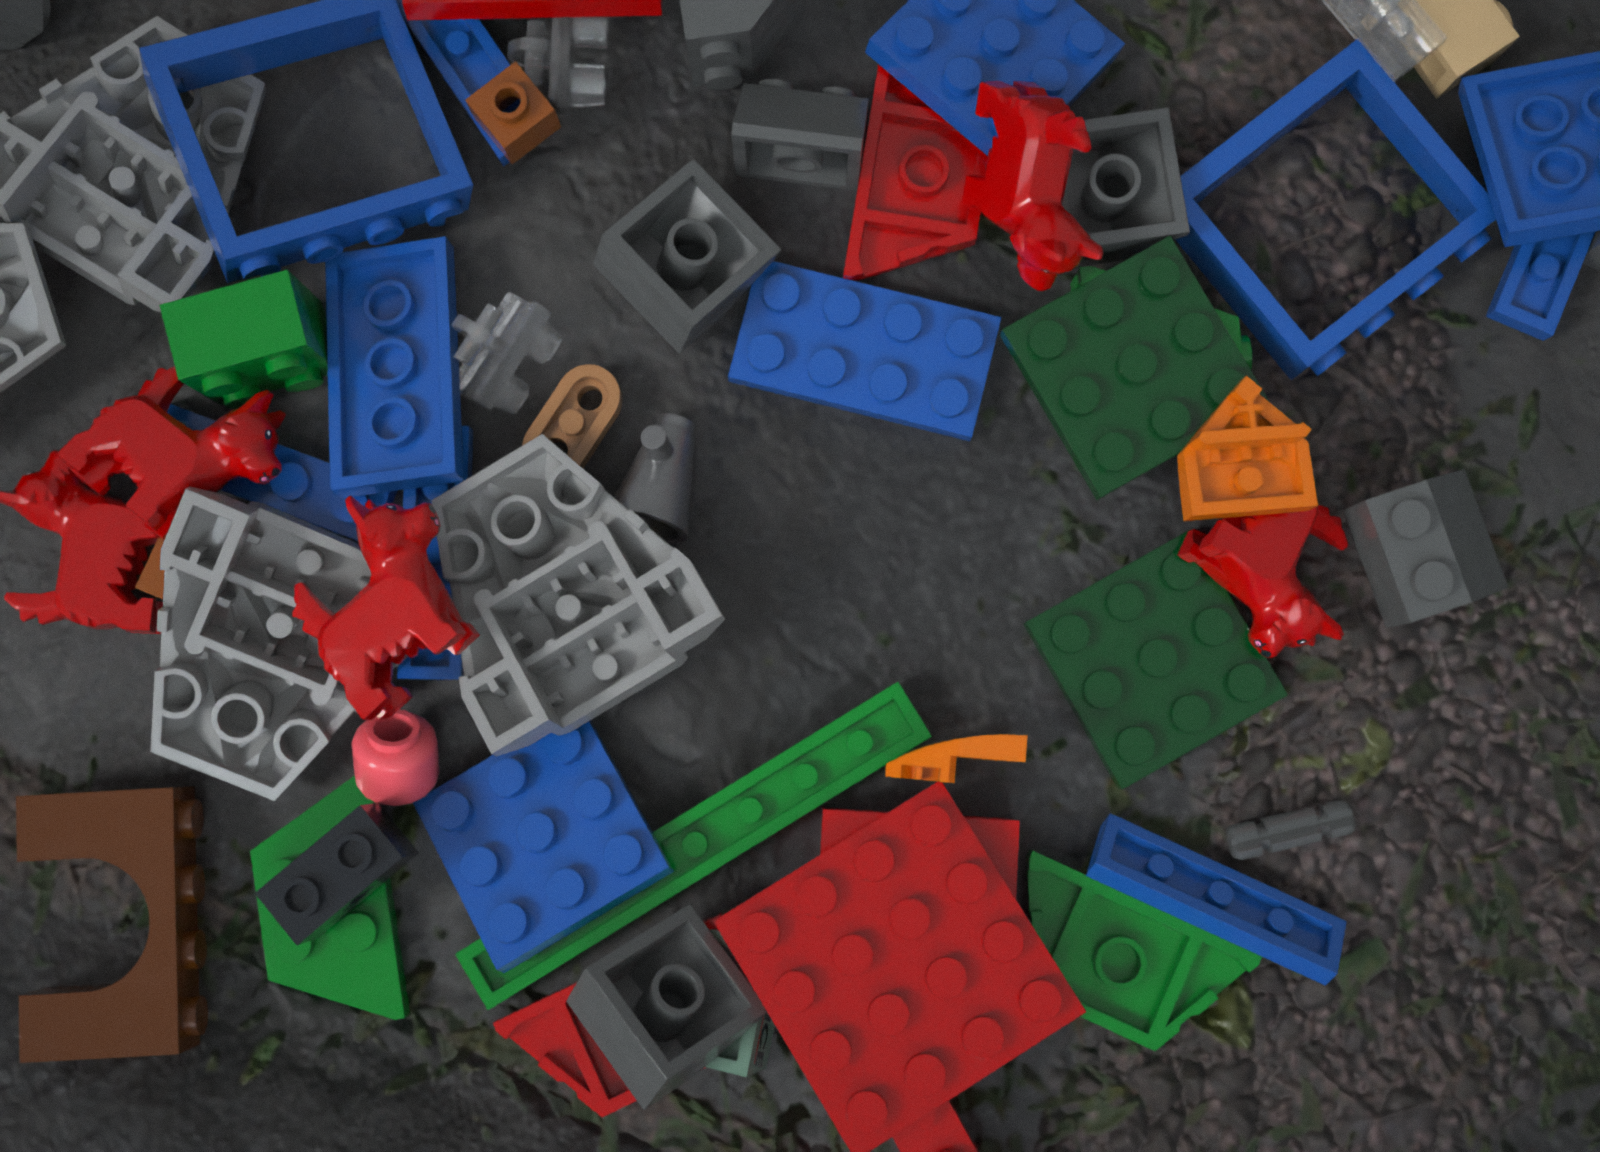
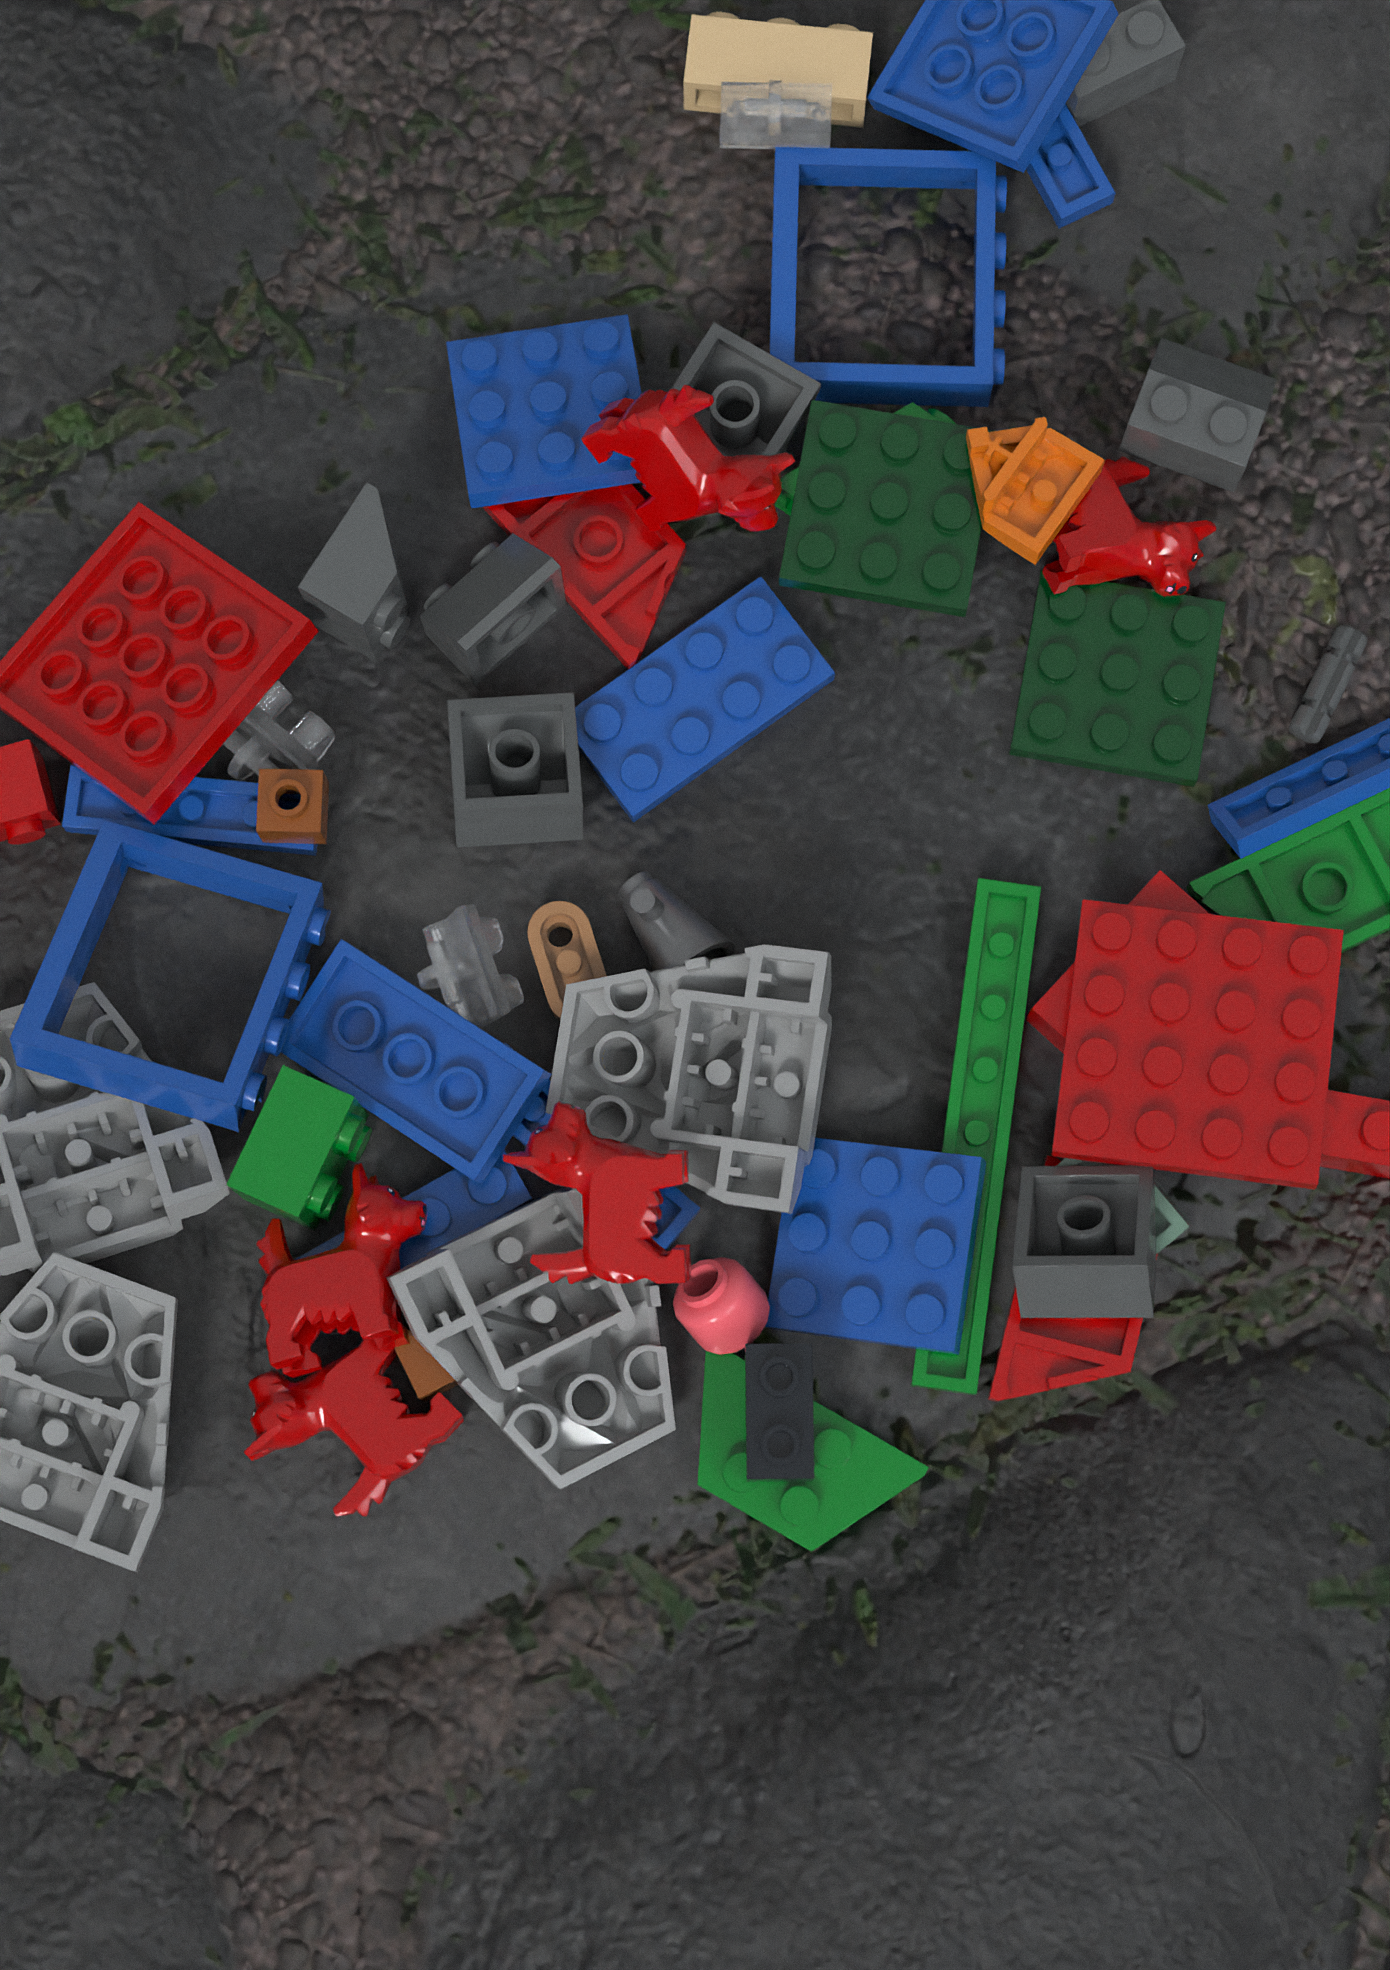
camera: 50 degrees left, 5 degrees down
(158, 1000) = (757, 1657): reddish brown arch -> none
(939, 759) = (1069, 884): orange slope -> none

